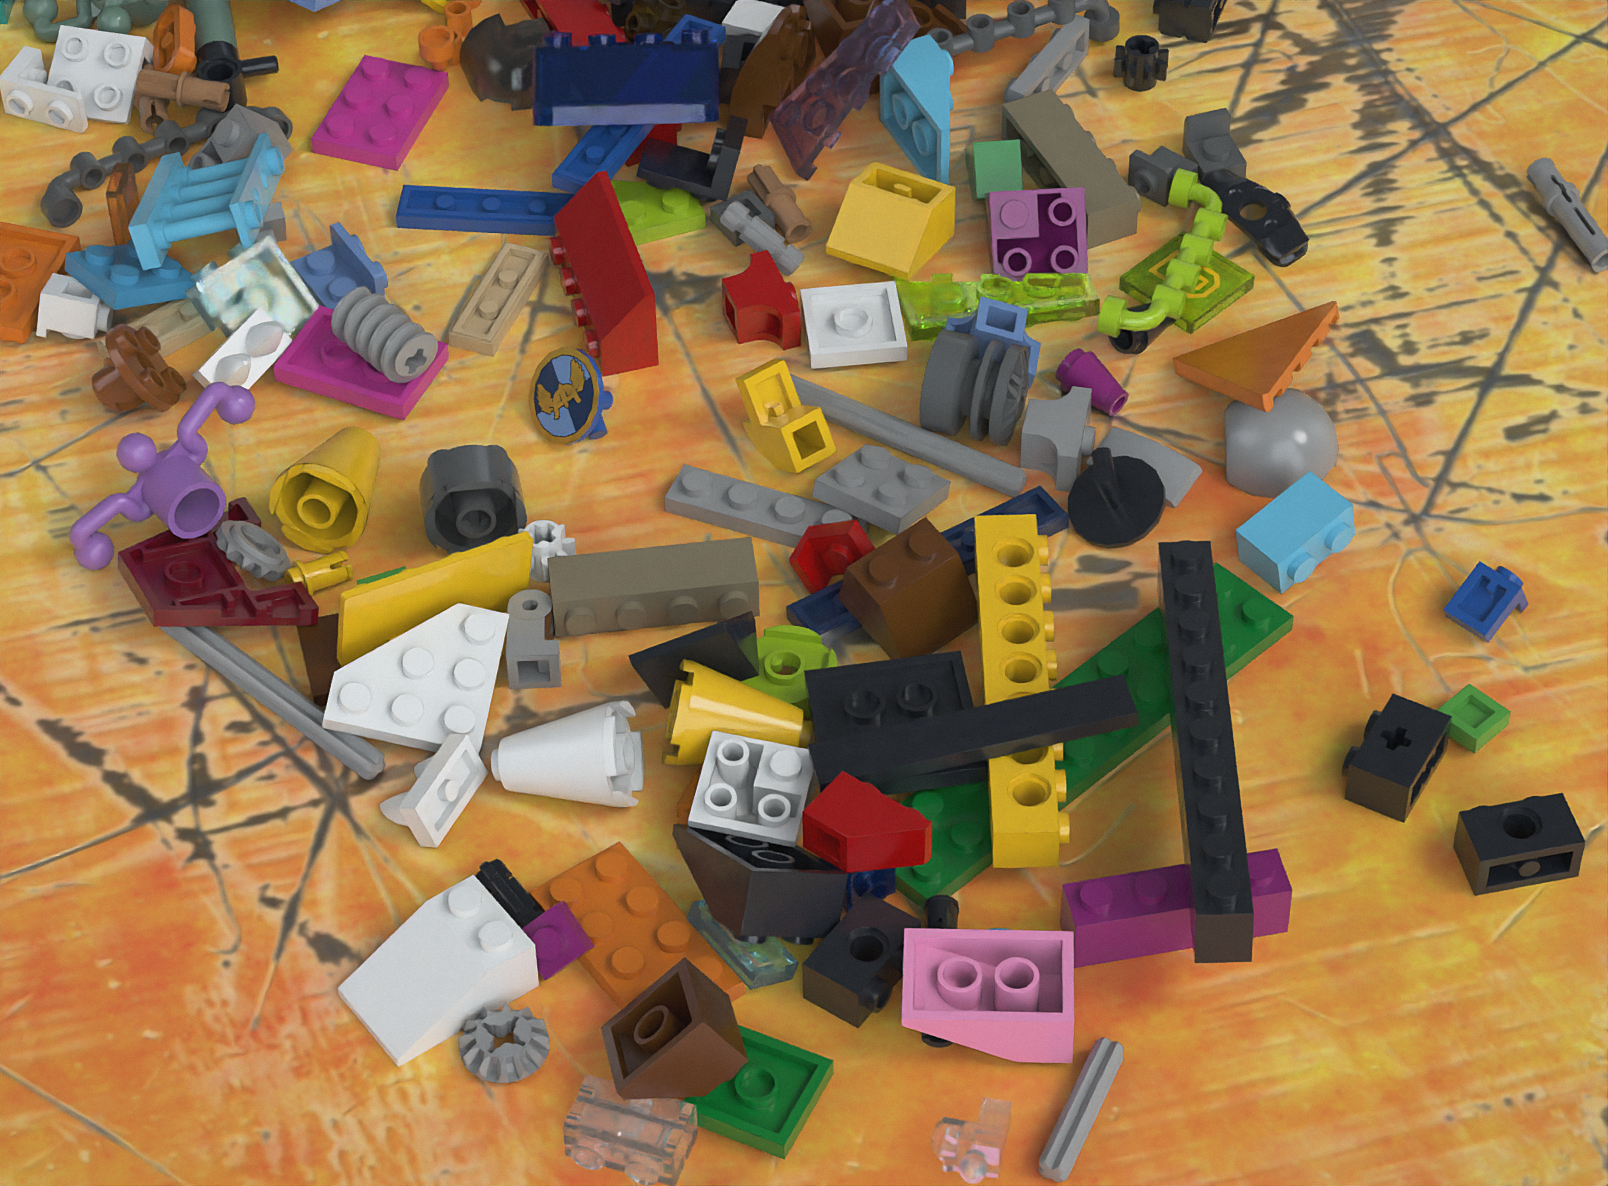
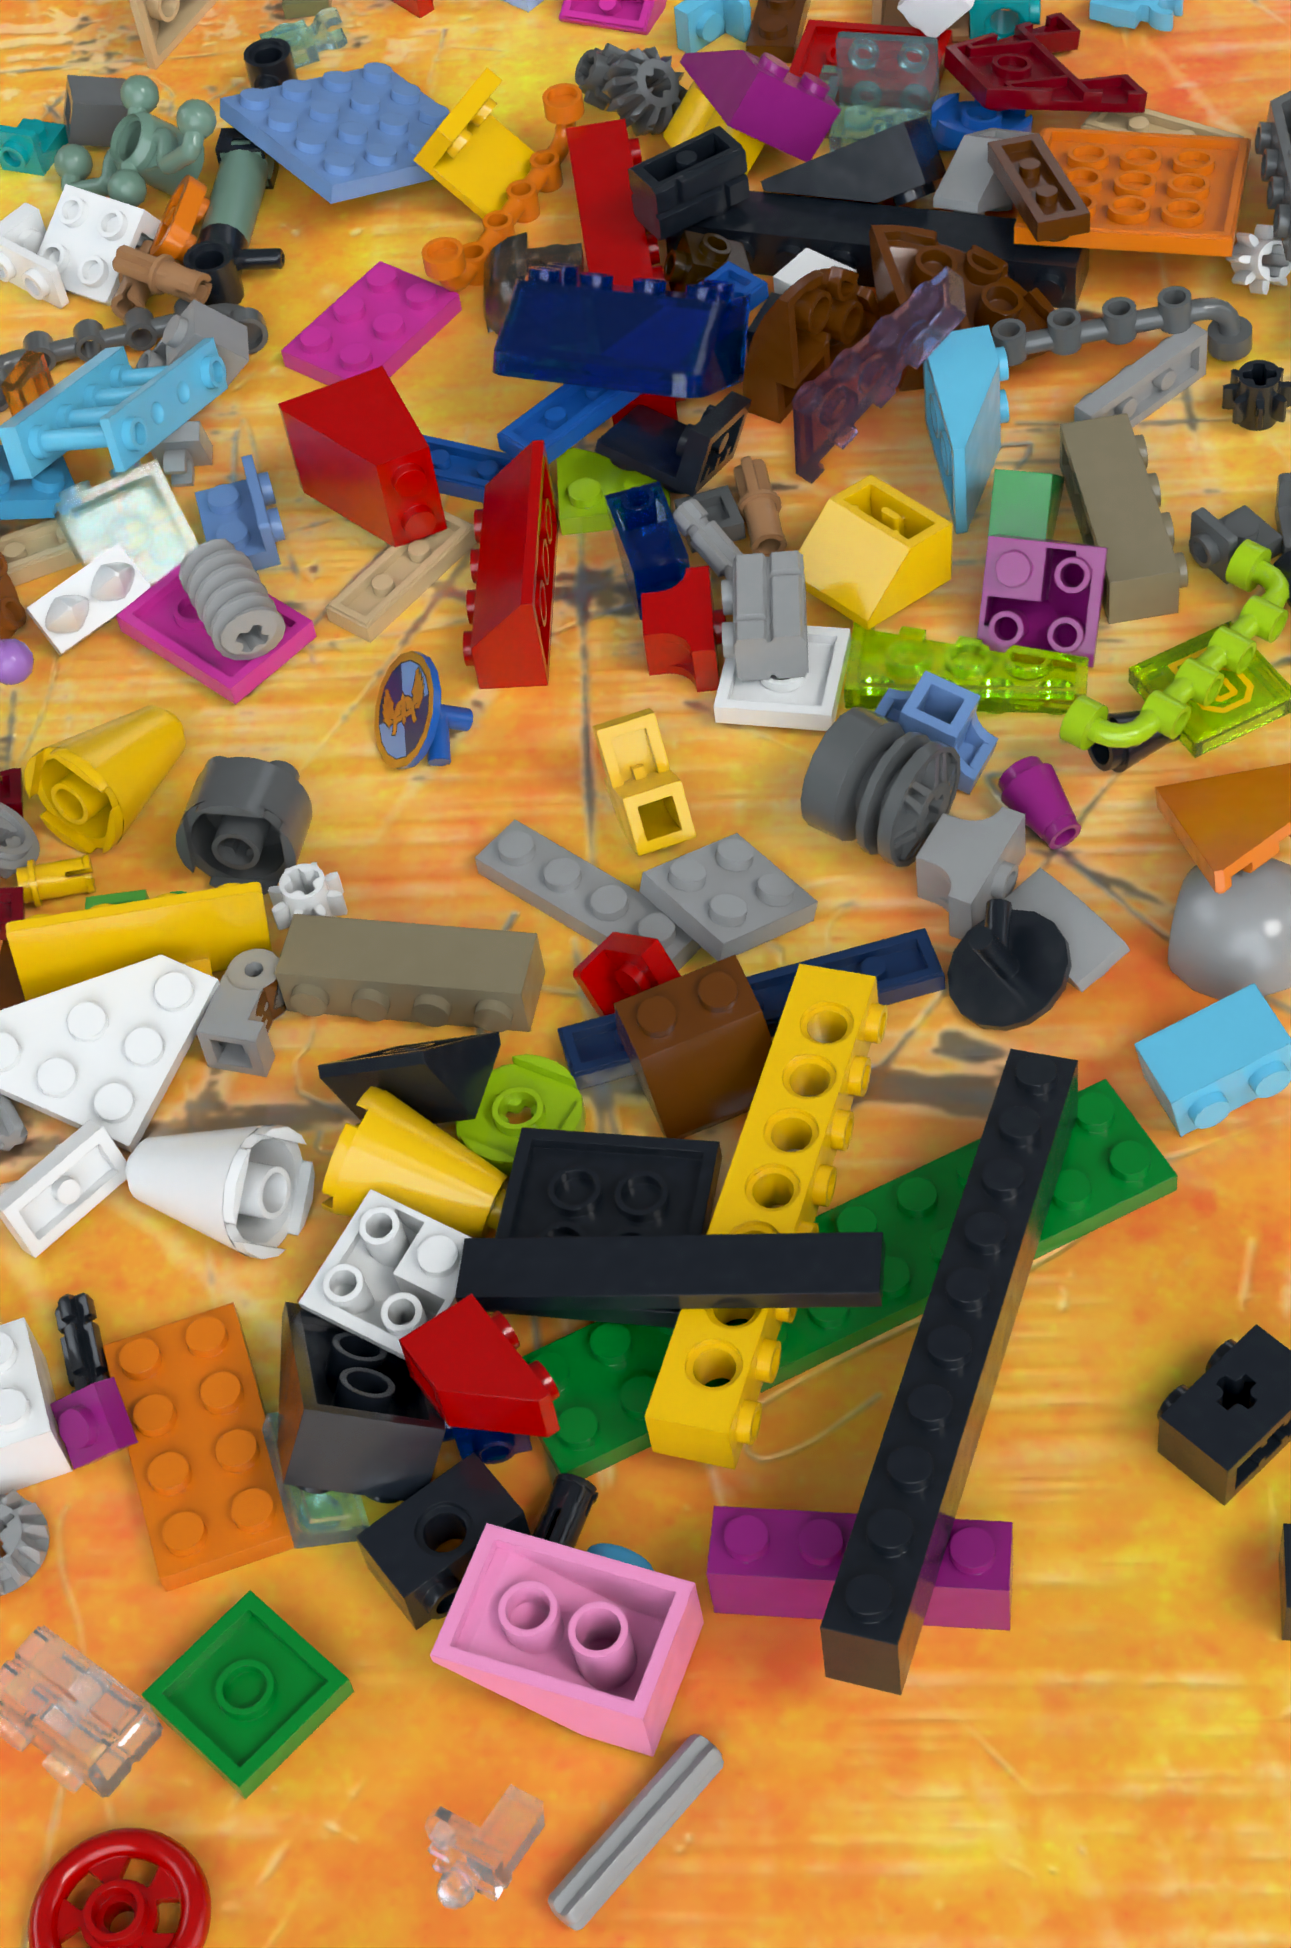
camera: 25 degrees right, 5 degrees up
(450, 208) = (365, 457): none -> red slope
(674, 1038) = (156, 1607): reddish brown slope -> none
(706, 243) = (647, 540): none -> clear blue slope
(833, 279) = (767, 614): none -> light grey brick
(912, 439) = (785, 829): light grey axle -> none

